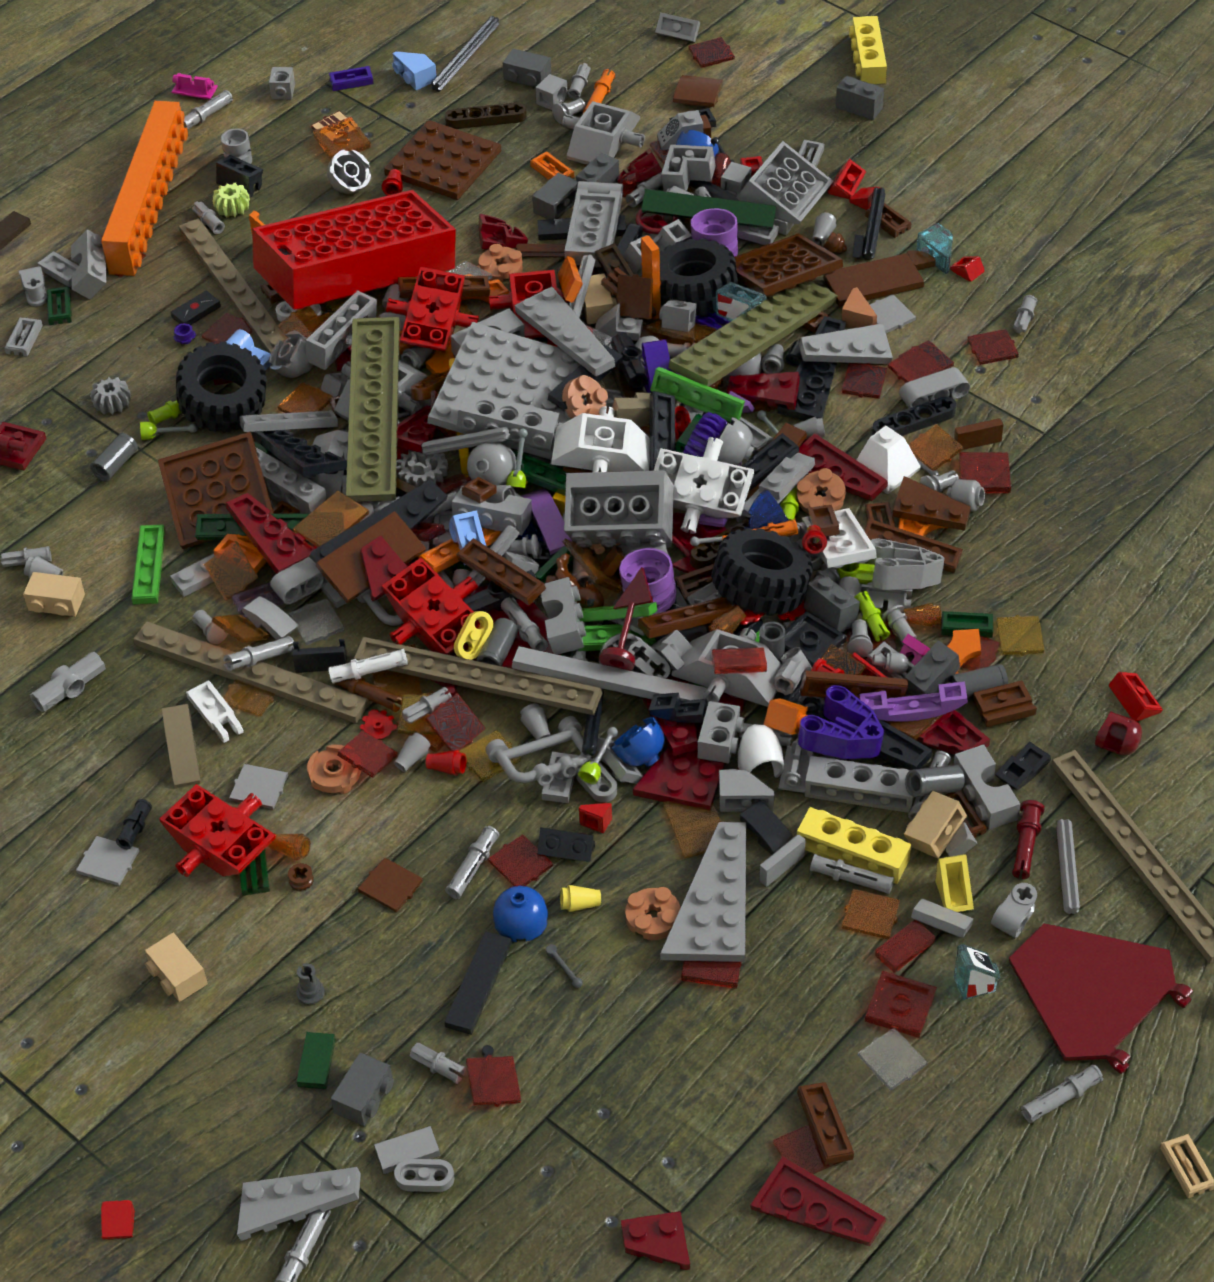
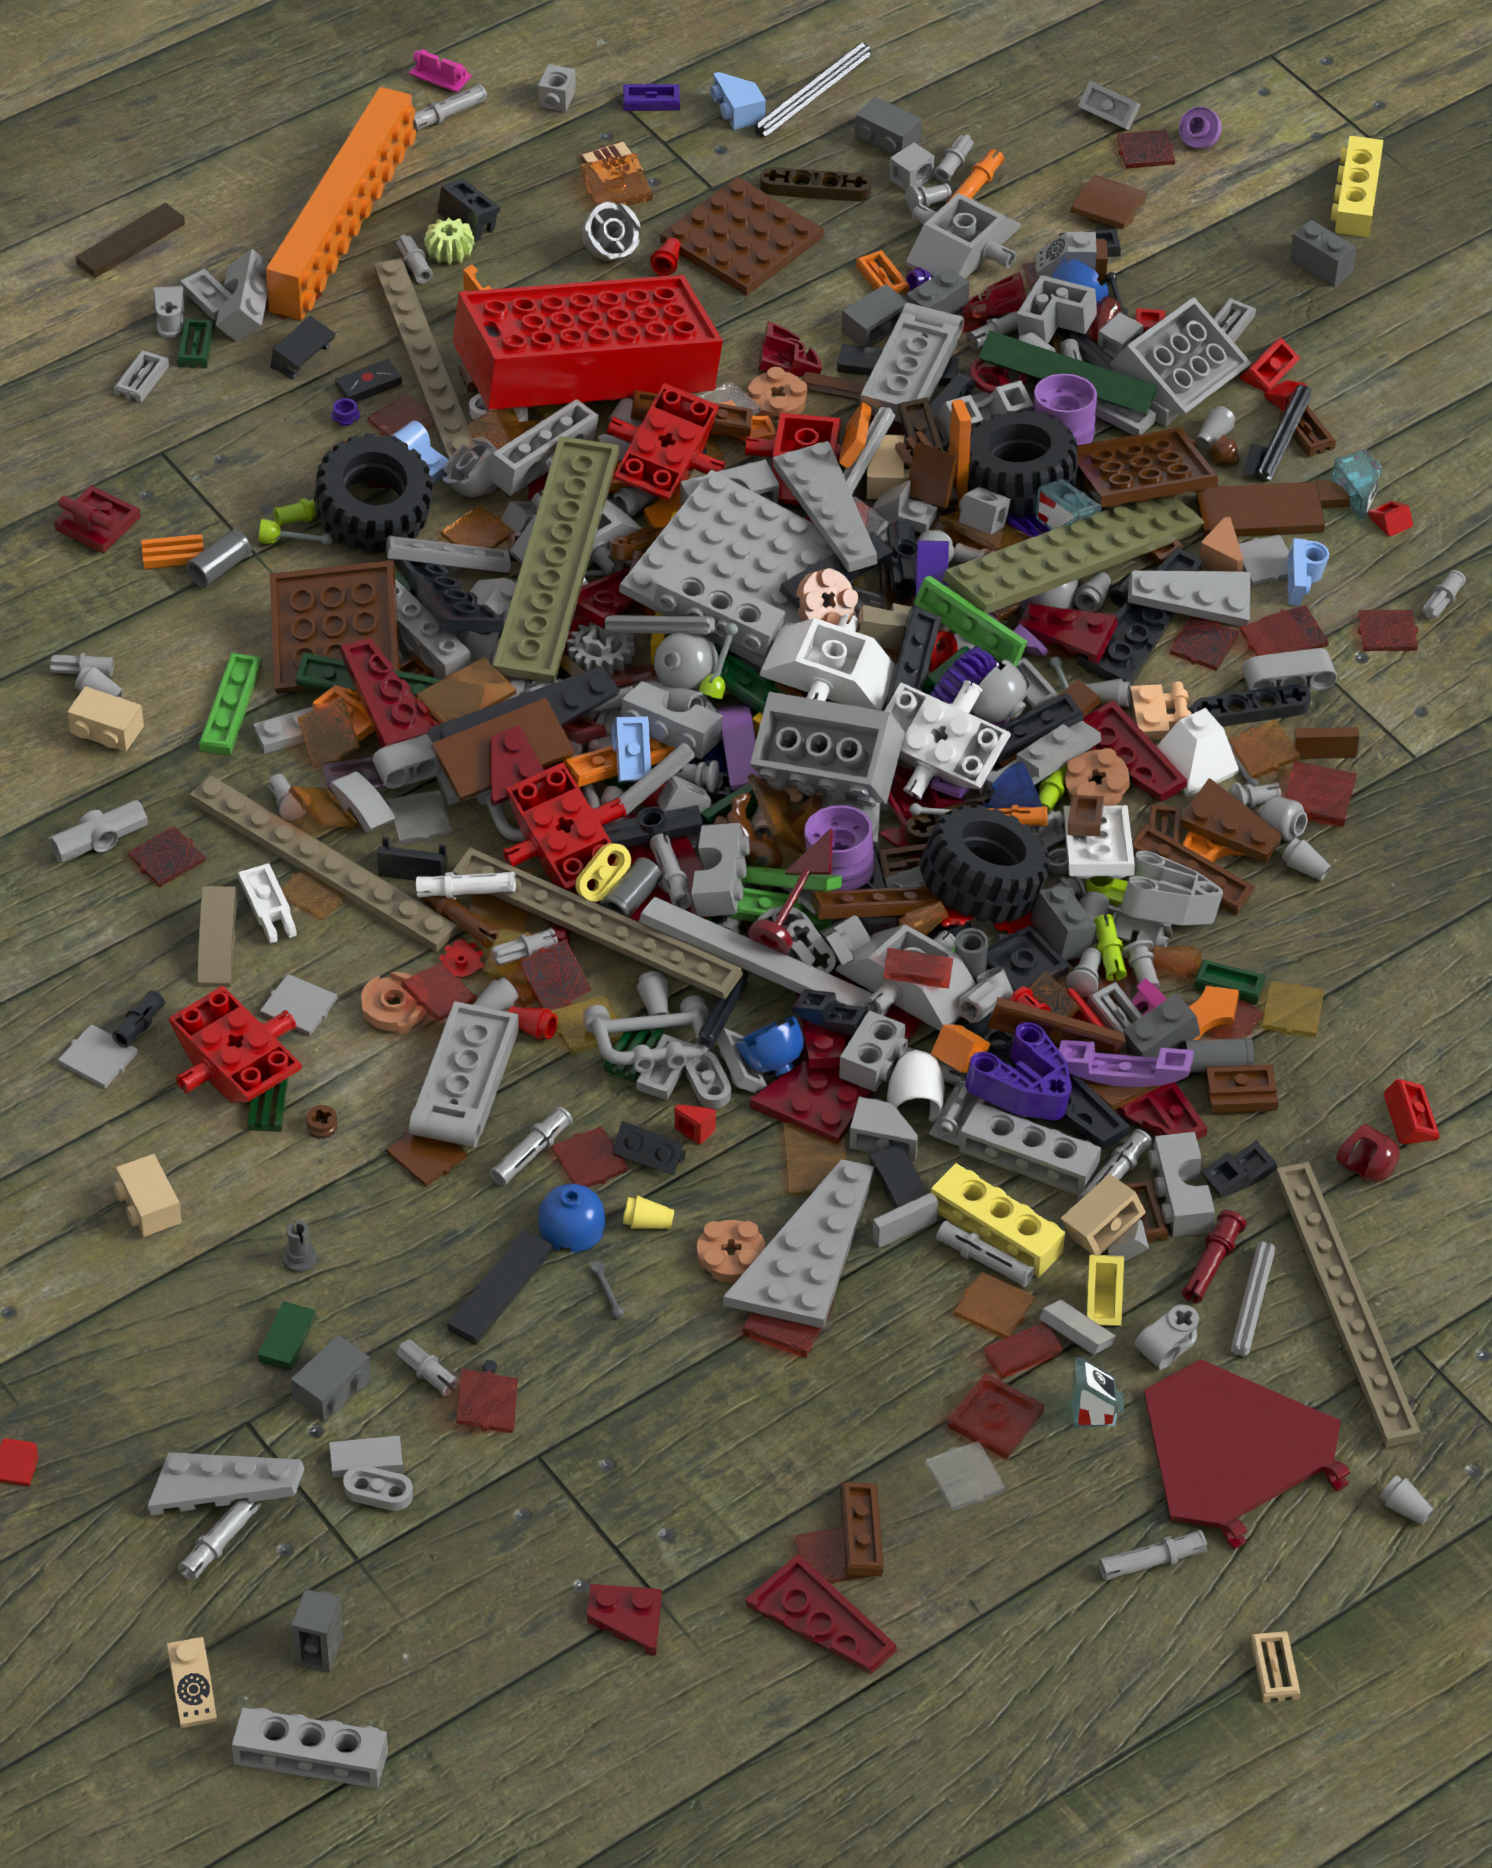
camera: 10 degrees right, 0 degrees up
(75, 458) = (169, 550): none -> orange tile
(110, 395) = (233, 477): light grey gear -> none
(126, 690) = (166, 856): none -> clear red piece
(139, 293) = (300, 346): none -> black hinge
(237, 143) = (474, 165): light grey wheel -> none
(250, 656) = (325, 843): light grey pin -> none
(292, 845) = (320, 1082): clear orange cone -> none
(405, 816) = (464, 1074): none -> light grey hinge
(479, 490) = (660, 691): reddish brown tile -> none
(501, 571) = (658, 799): reddish brown tile -> none
(544, 753) = (620, 1071): none -> dark green tile
(578, 165) = (917, 277): none -> dark purple plate
(591, 771) = (702, 1066): lime hinge -> none
(746, 30) = (1200, 127): none -> medium lavender plate
(814, 540) = (1061, 837): red cone -> none
(841, 433) = (1150, 708): none -> light nougat plate
(892, 662) = (1115, 1009): light grey cylinder -> none
(920, 312) = (1305, 566): none -> light blue plate
(938, 779) = (1119, 1161): dark grey pin -> none
(992, 522) = (1305, 859): none -> light grey cone

